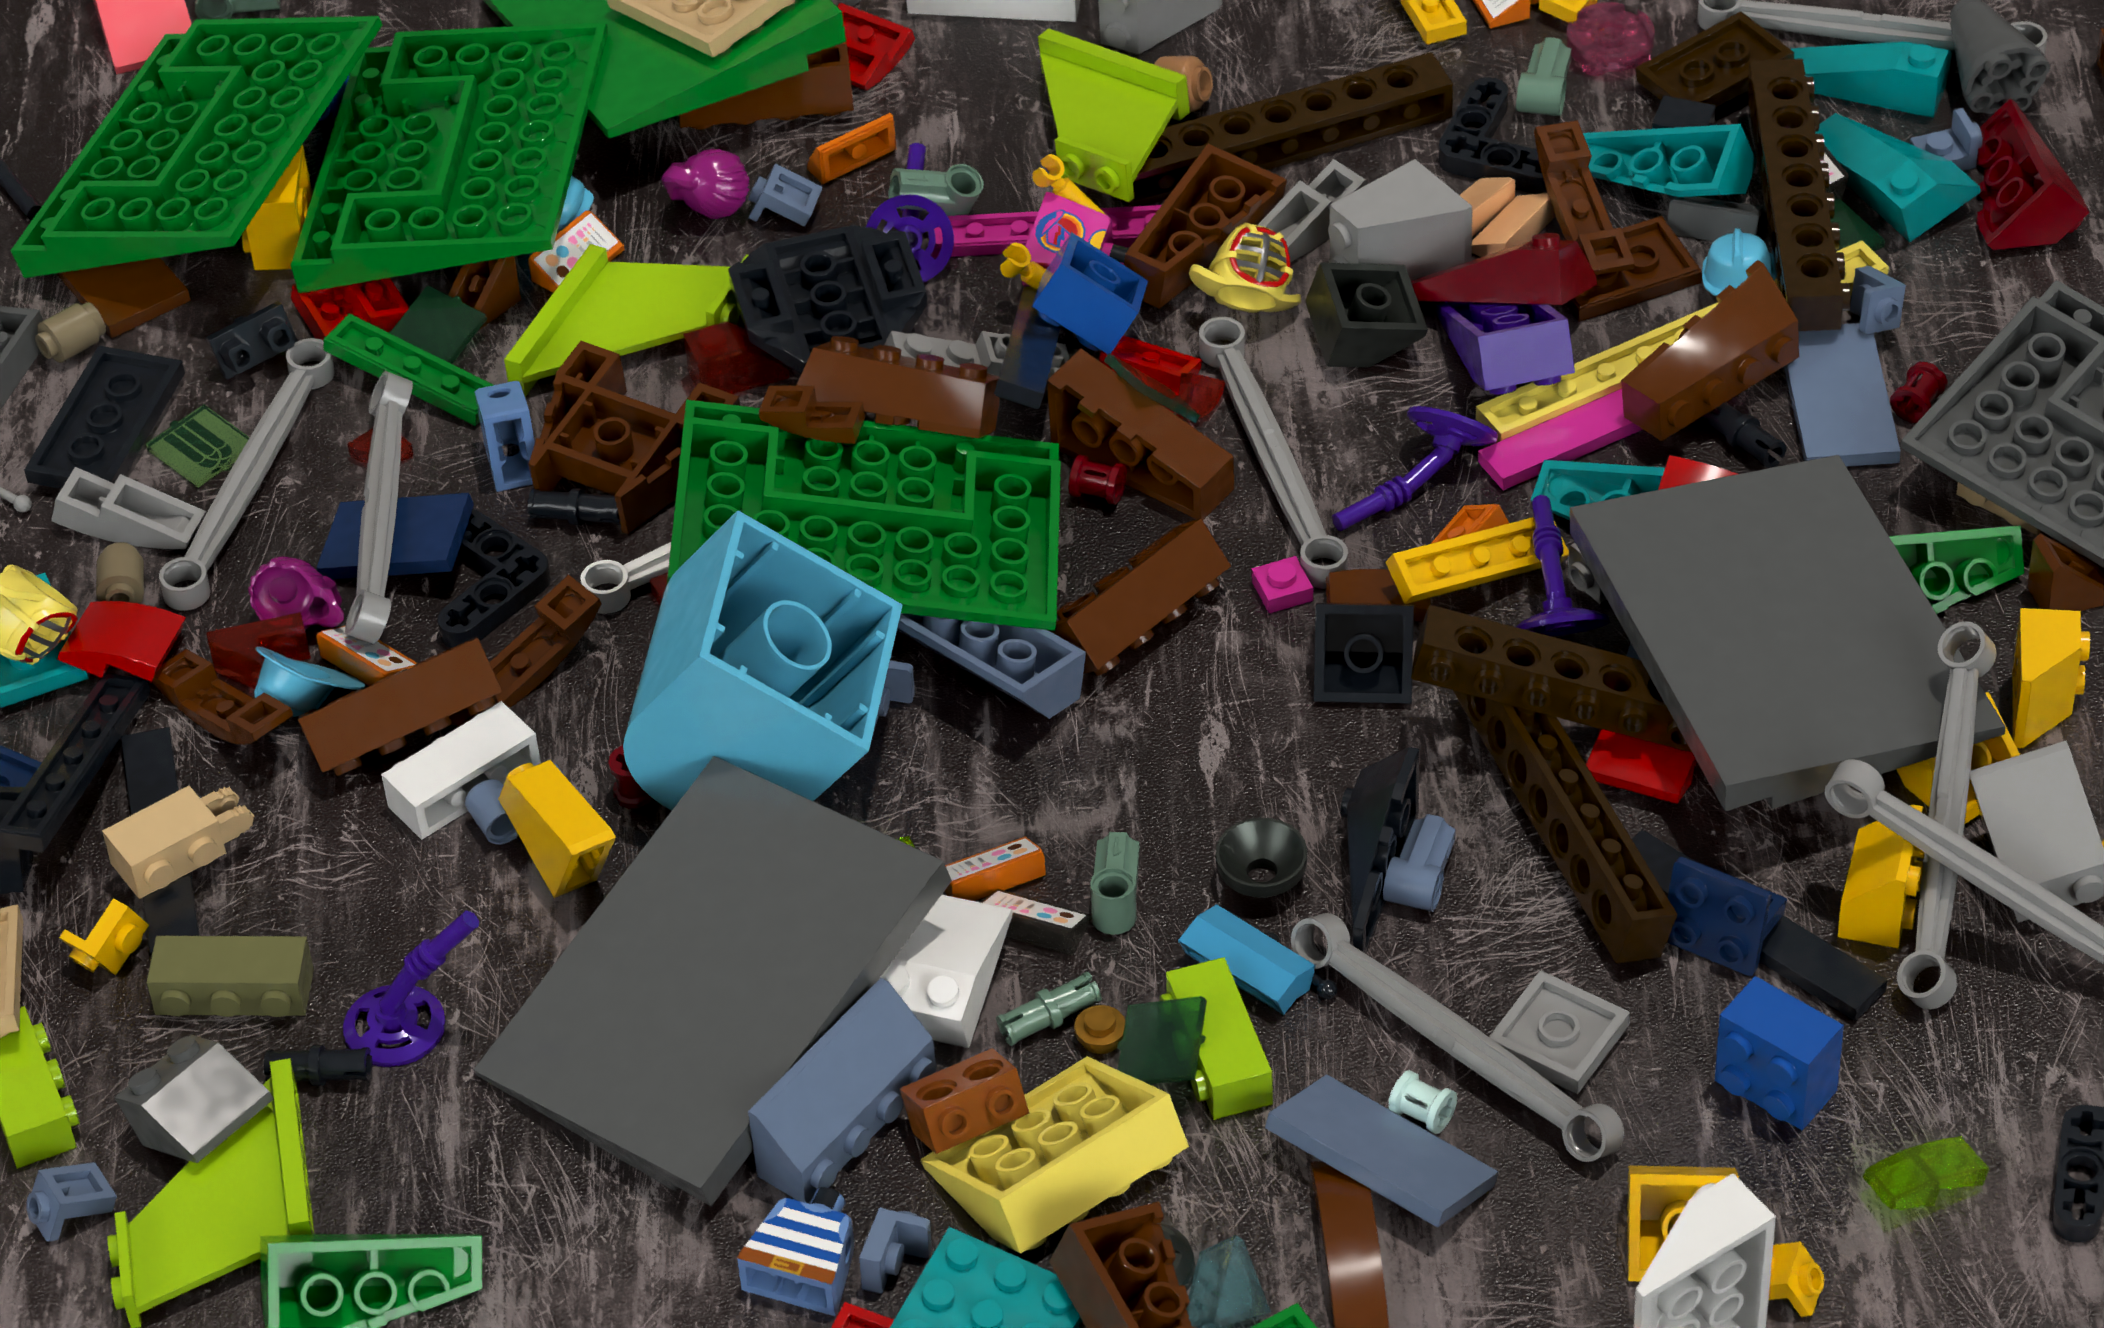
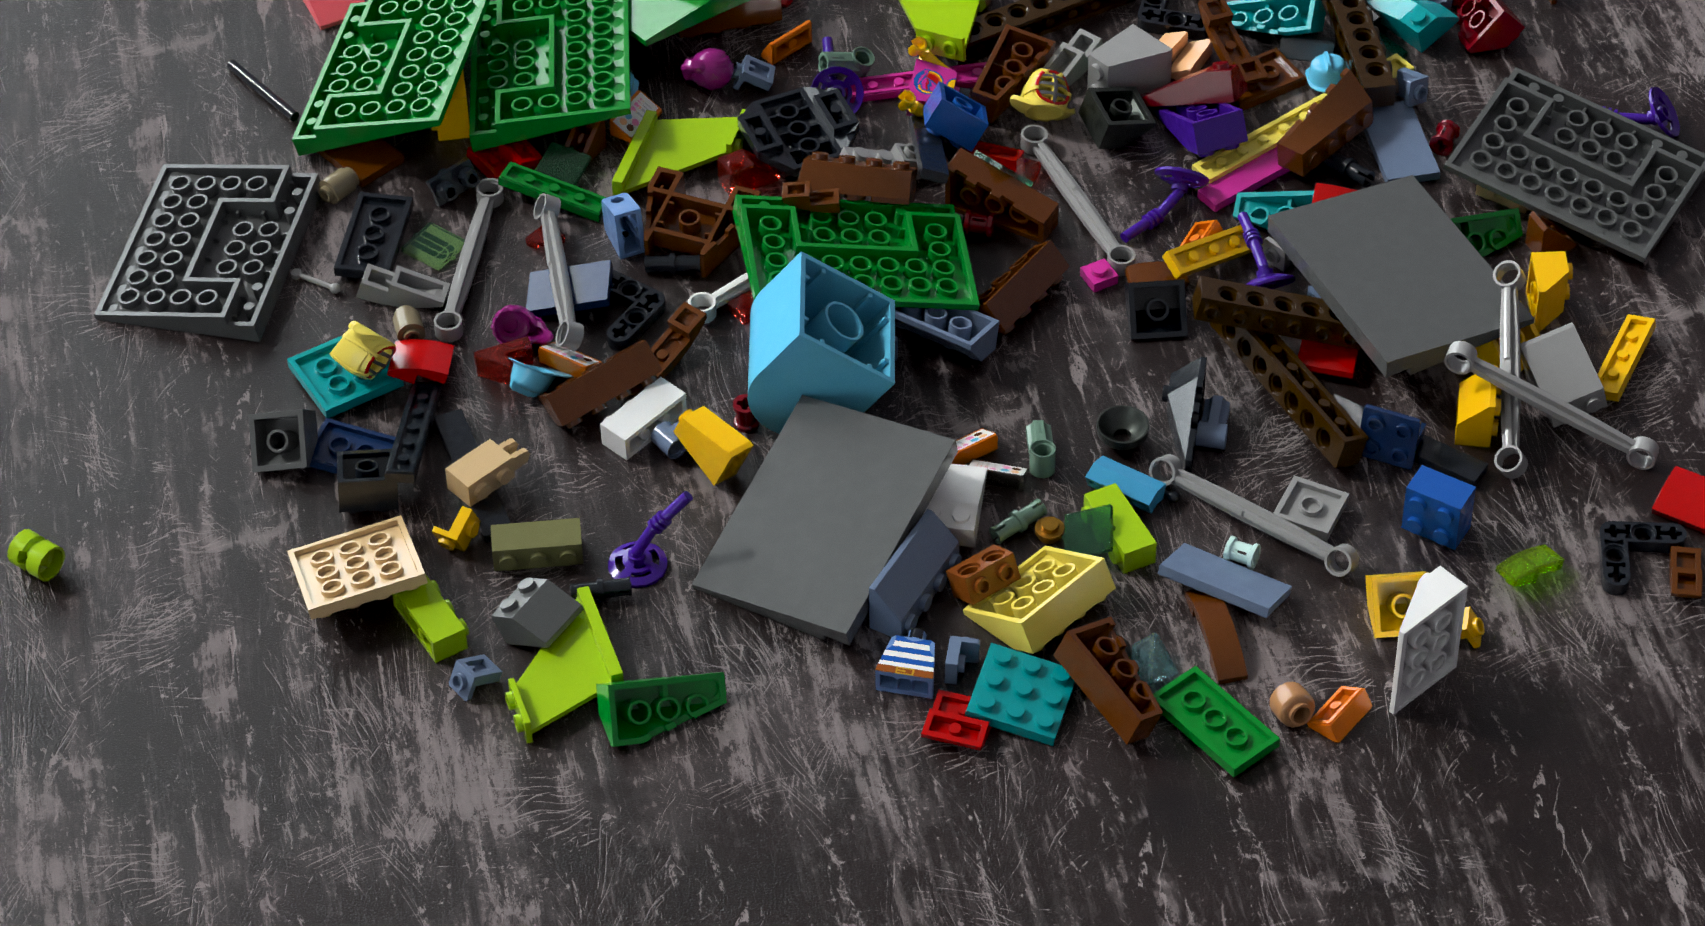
camera: 10 degrees left, 0 degrees up
(214, 704) = (486, 395): reddish brown slope -> none

